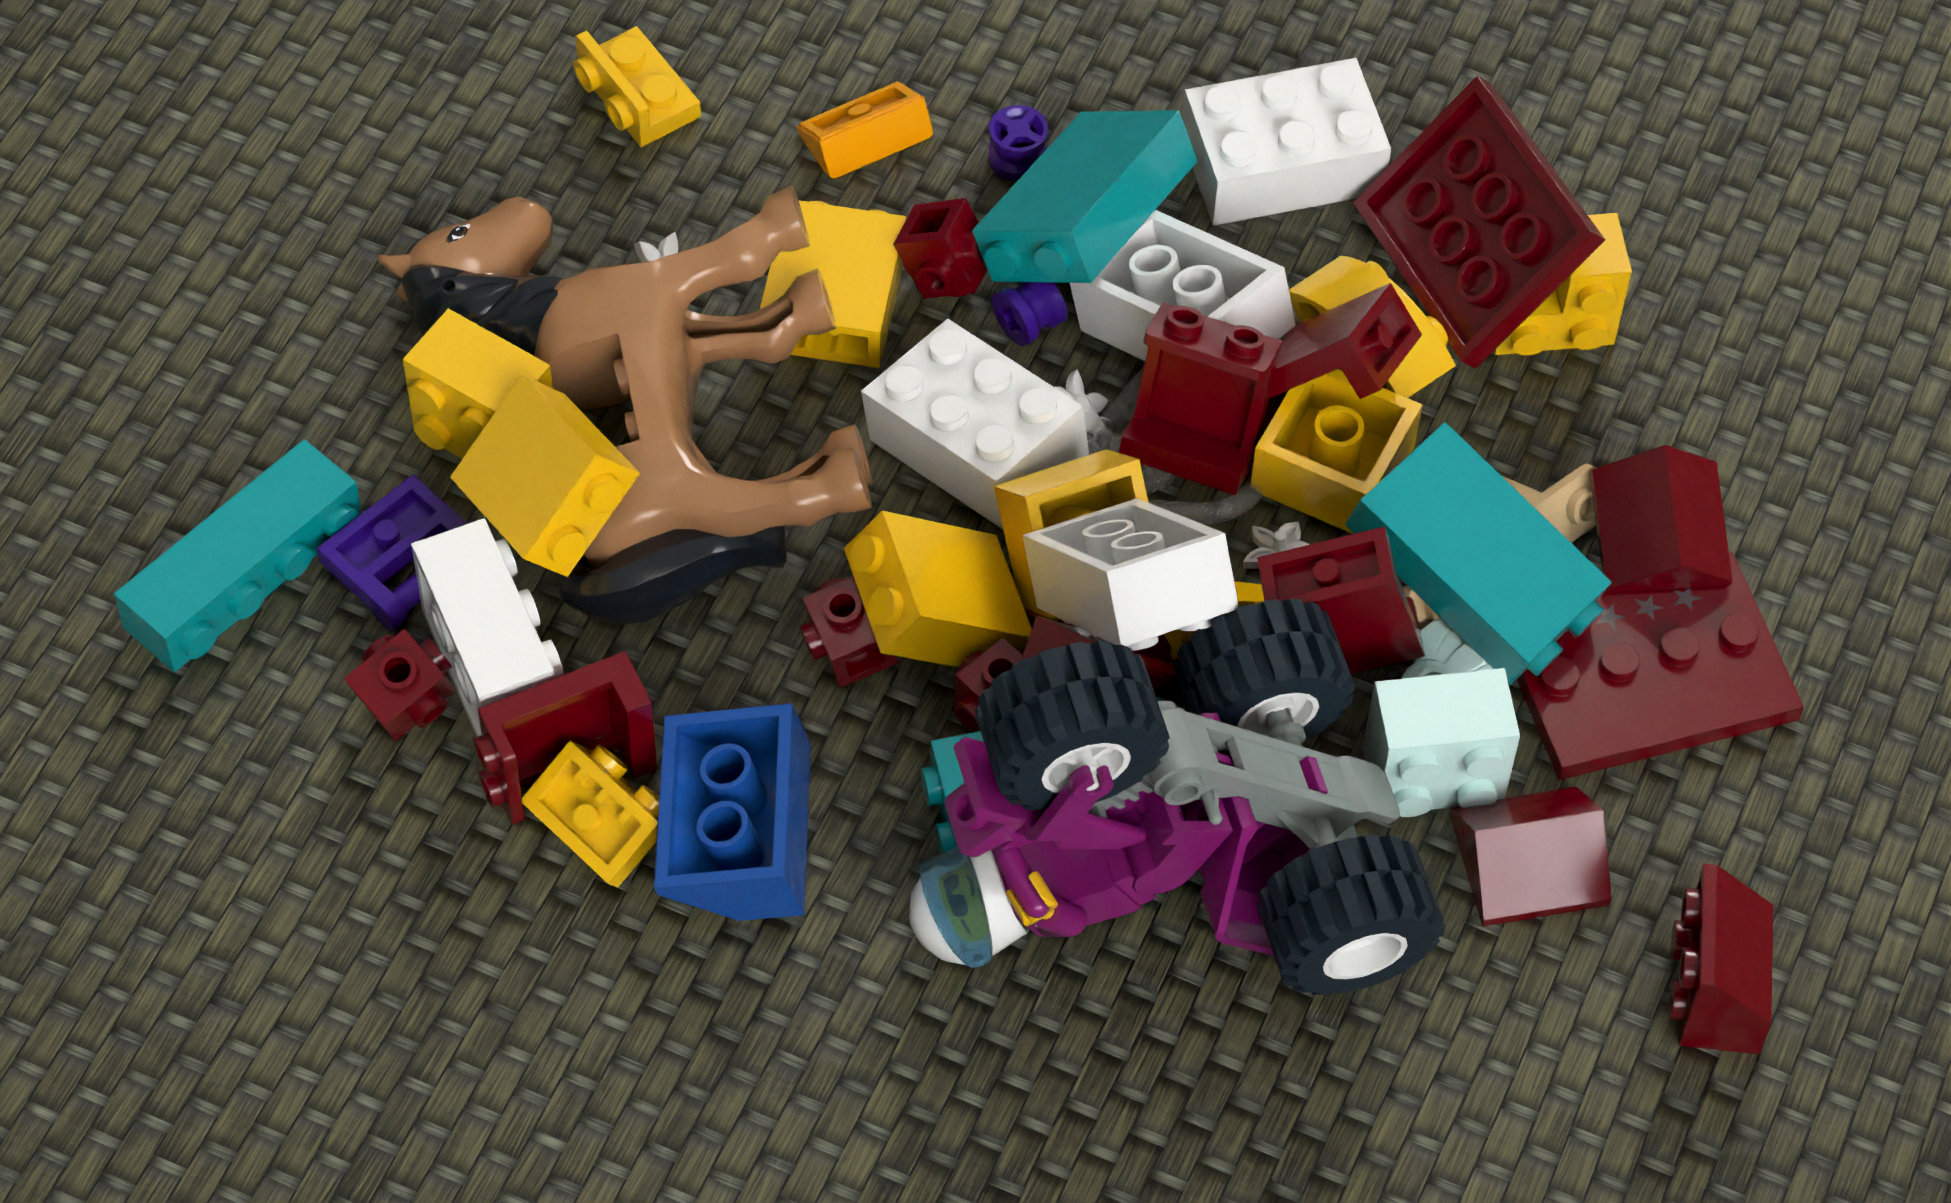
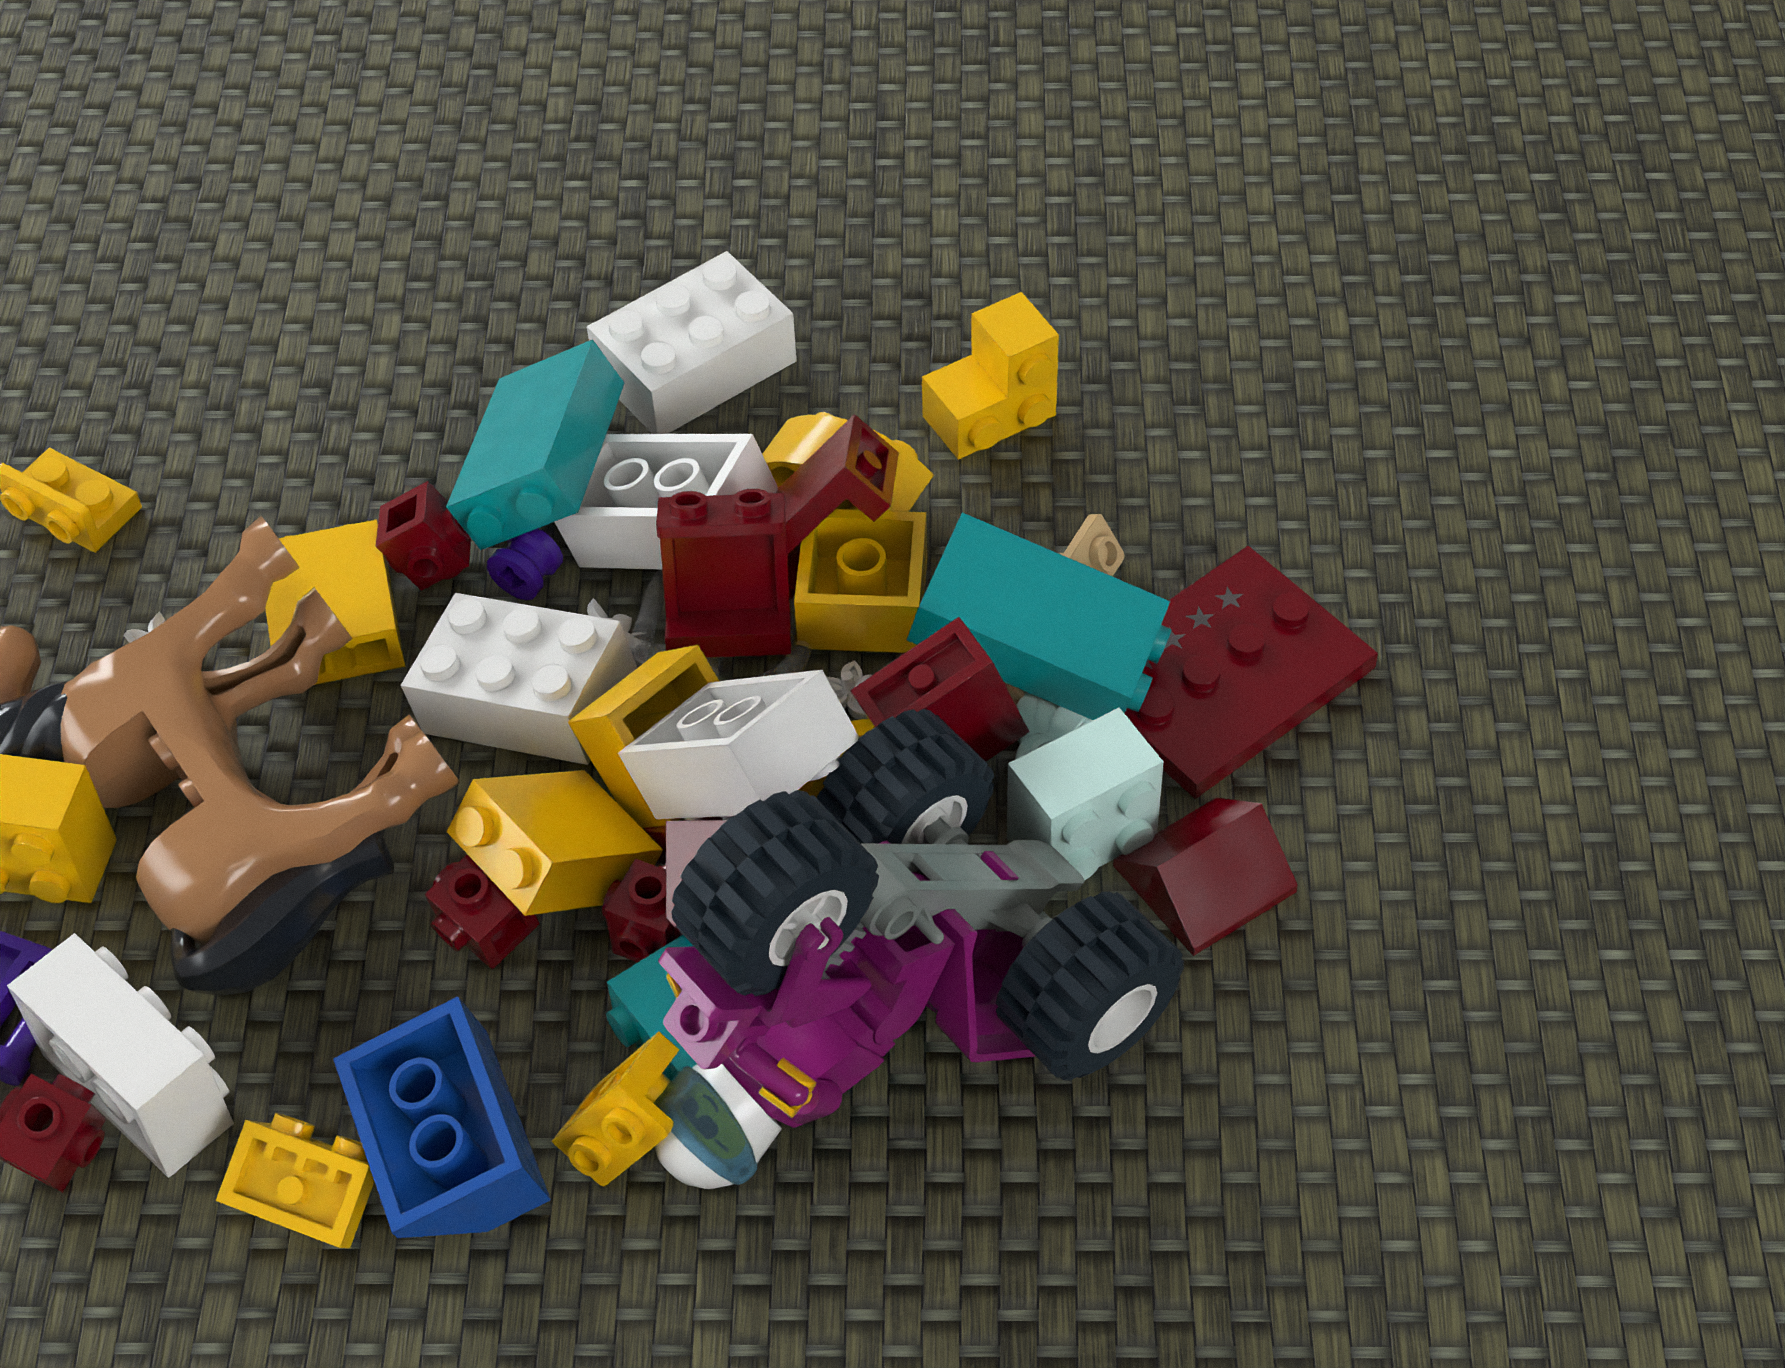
camera: 20 degrees left, 5 degrees down
(544, 475) = (120, 871): yellow brick -> none
(587, 706) = (252, 1078): dark red panel -> none
(867, 129) = (305, 464): light orange slope -> none
(886, 867) = (619, 1115): none -> yellow bracket
(1011, 130) = (449, 425): dark purple wheel -> none
(1478, 222) = (901, 344): dark red plate -> none
(1661, 522) = (1179, 538): dark red slope -> none
(1723, 965) = (1432, 904): dark red slope -> none

